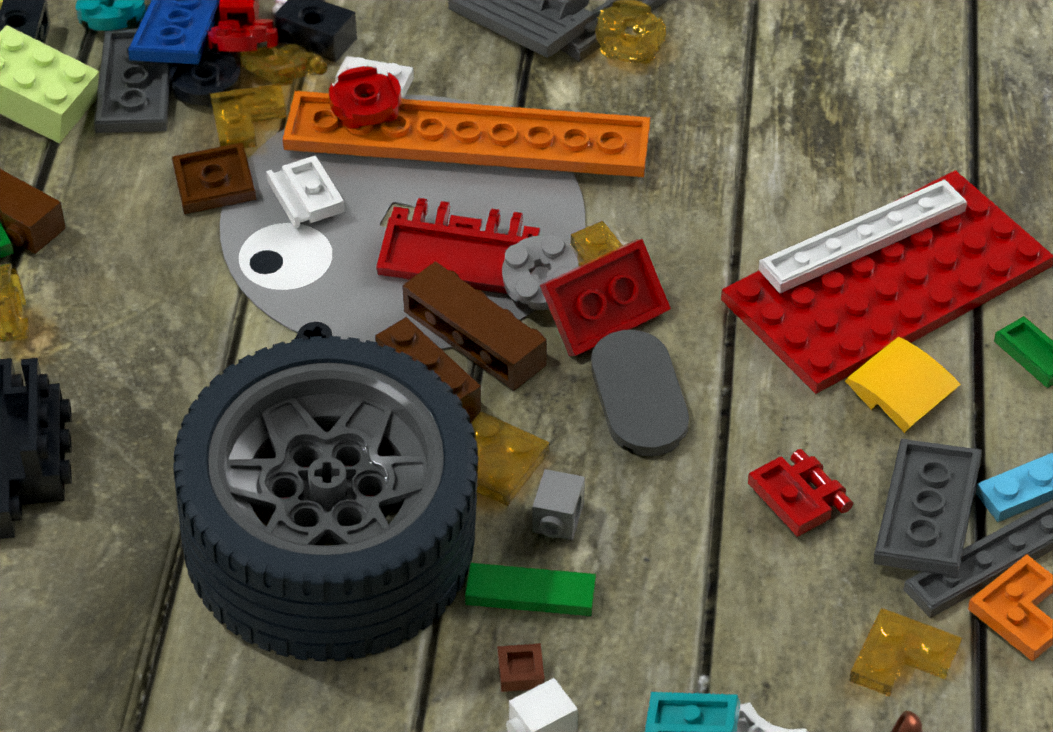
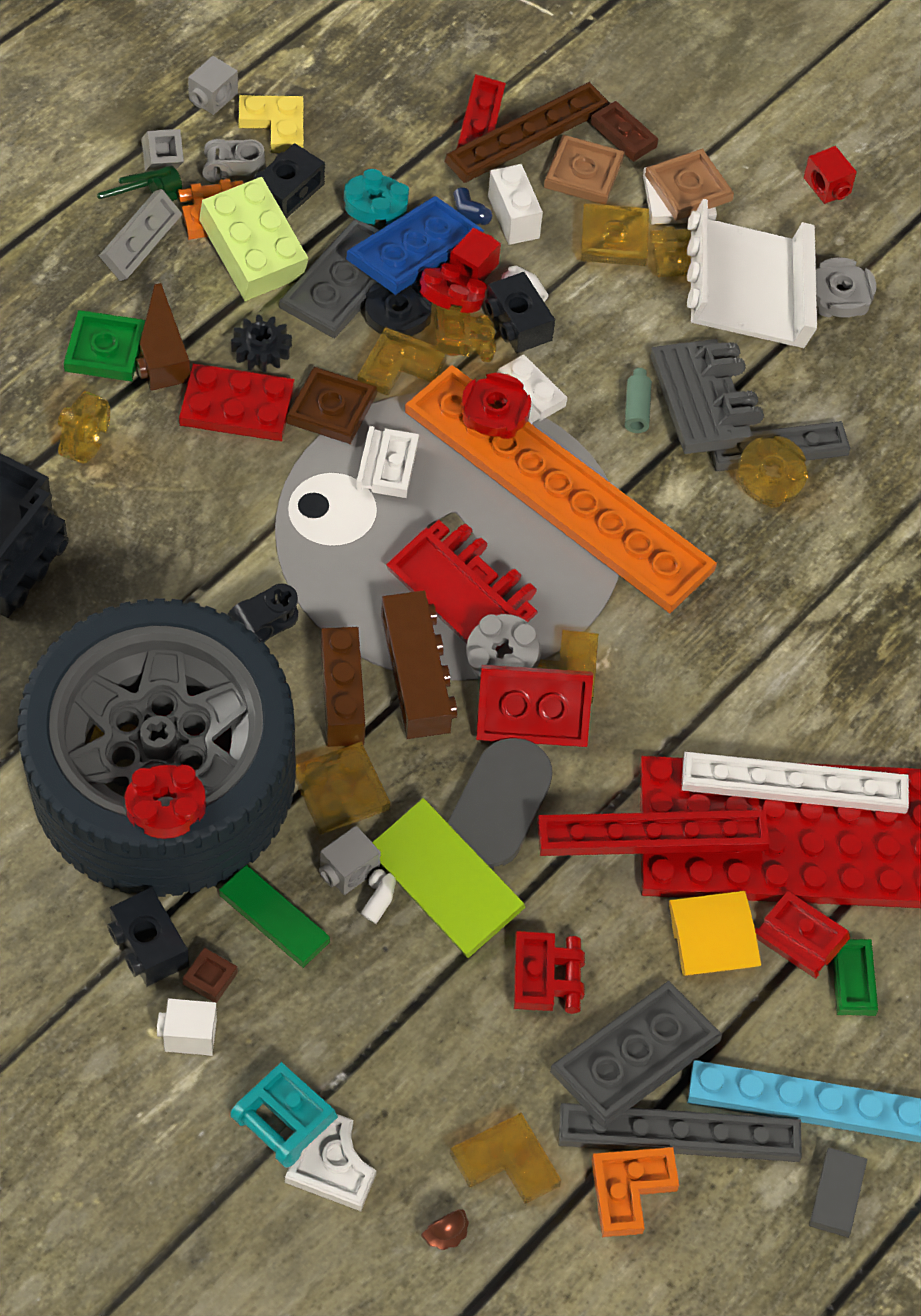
camera: 30 degrees right, 10 degrees up
(109, 161) = (261, 343): none -> black gear
(126, 219) = (237, 402): none -> red plate
(395, 492) = (159, 782): none -> red plate
(423, 652) = (146, 916): none -> black brick
(473, 42) = (638, 402): none -> sand green cylinder
(611, 517) = (382, 897): none -> white arm
(653, 470) = (447, 878): none -> lime tile
(790, 333) = (653, 833): none -> red plate
(972, 341) = (802, 934): none -> red plate

